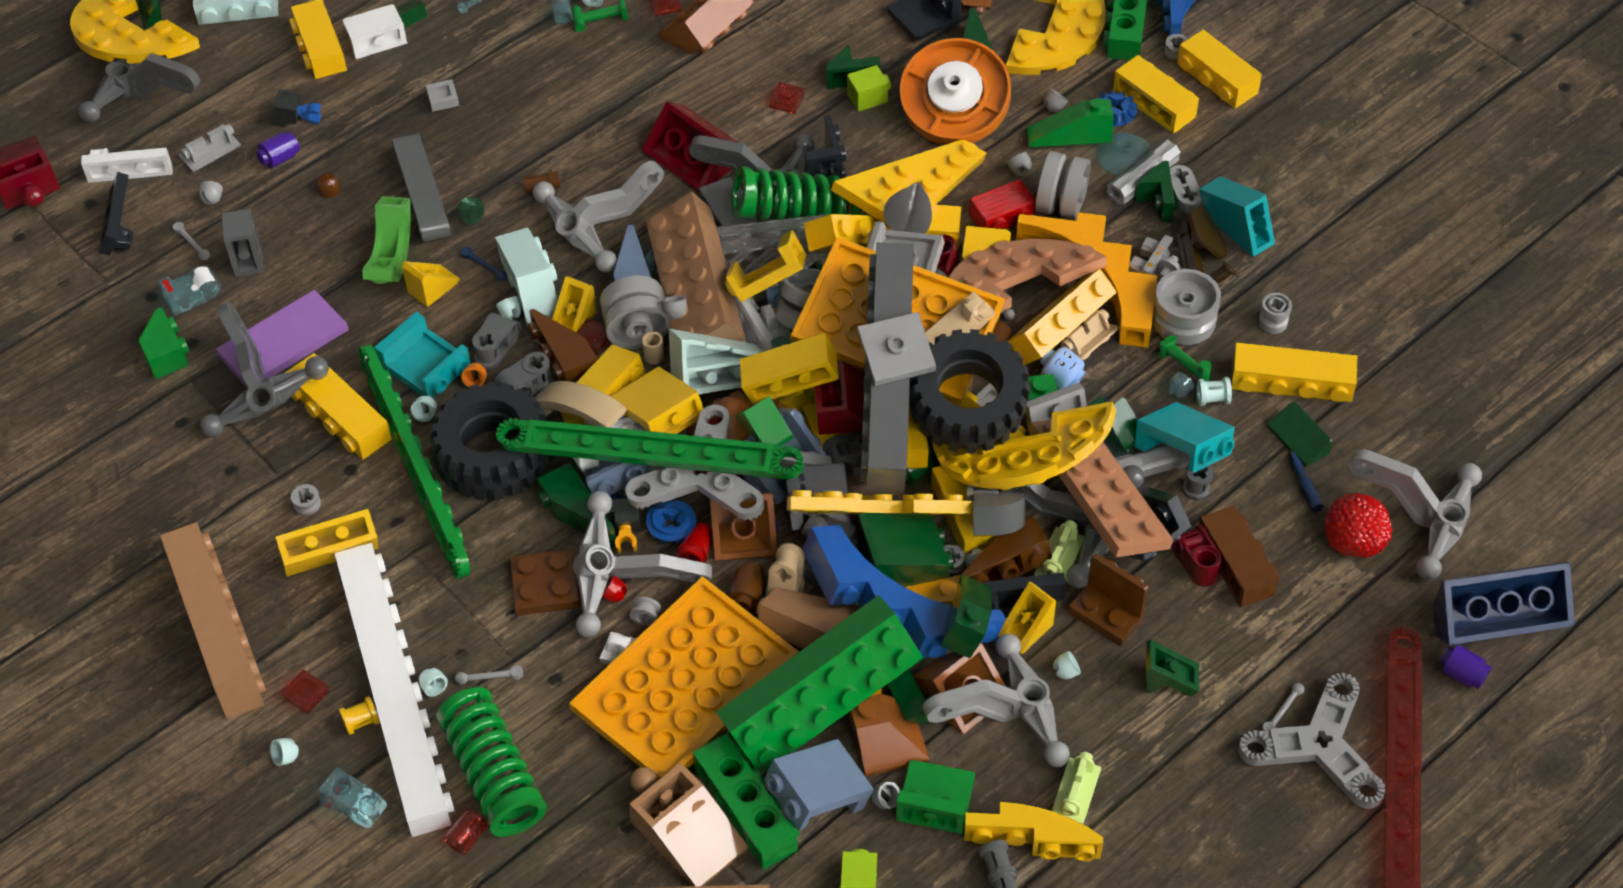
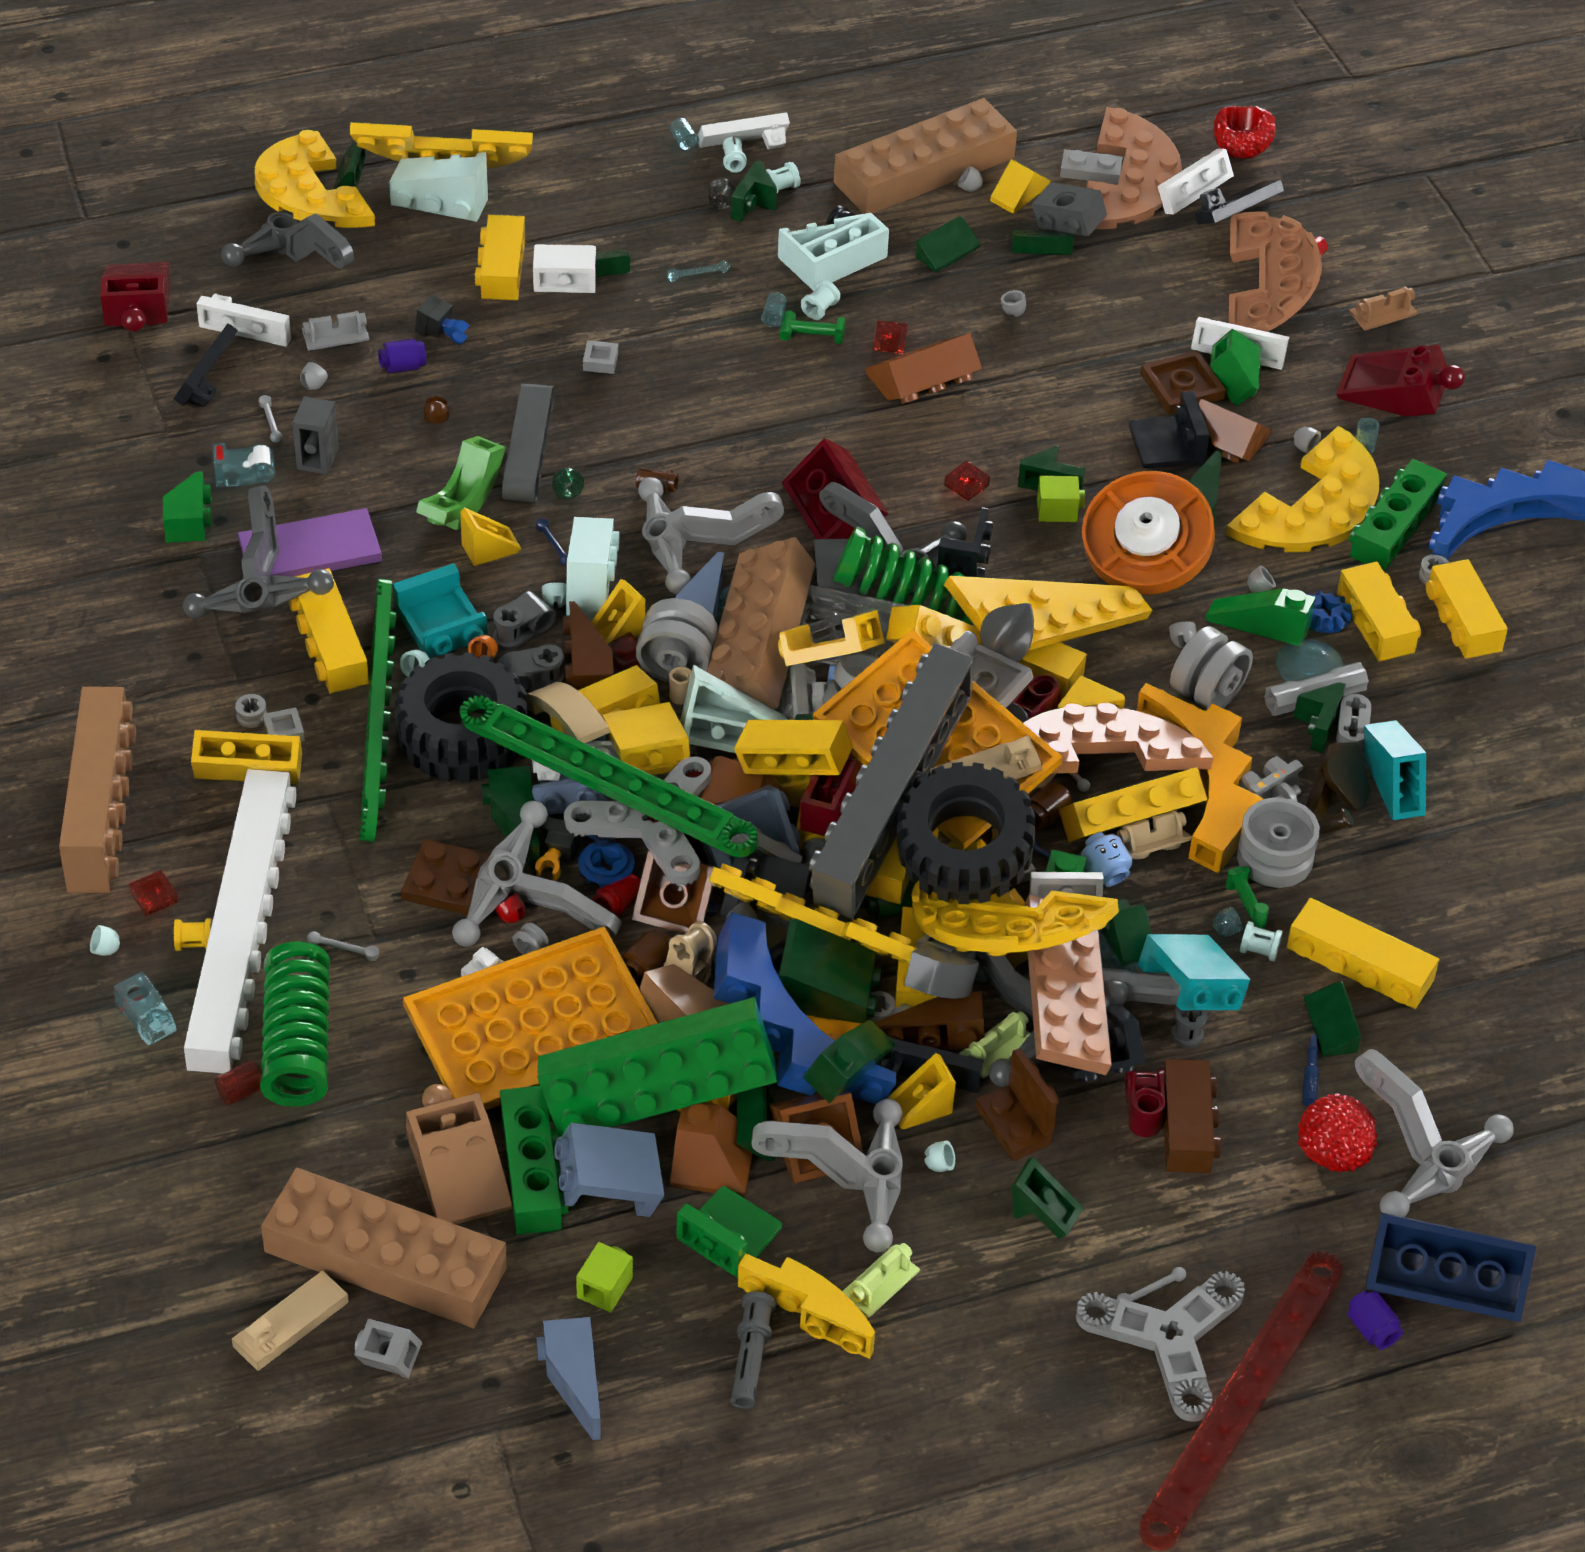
camera: 20 degrees right, 5 degrees down
(341, 502) = (284, 723): none -> light grey plate
(432, 682) = (288, 930): light aqua hinge -> none
(675, 306) = (715, 646): light grey hinge -> none
(765, 423) = (741, 793): green slope -> none
(889, 791) = (679, 1201): light grey hinge -> none
(896, 348) = (899, 757): light grey plate -> none
(1002, 205) = (1130, 668): red brick -> none
(1275, 313) = (1377, 885): light grey wheel -> none

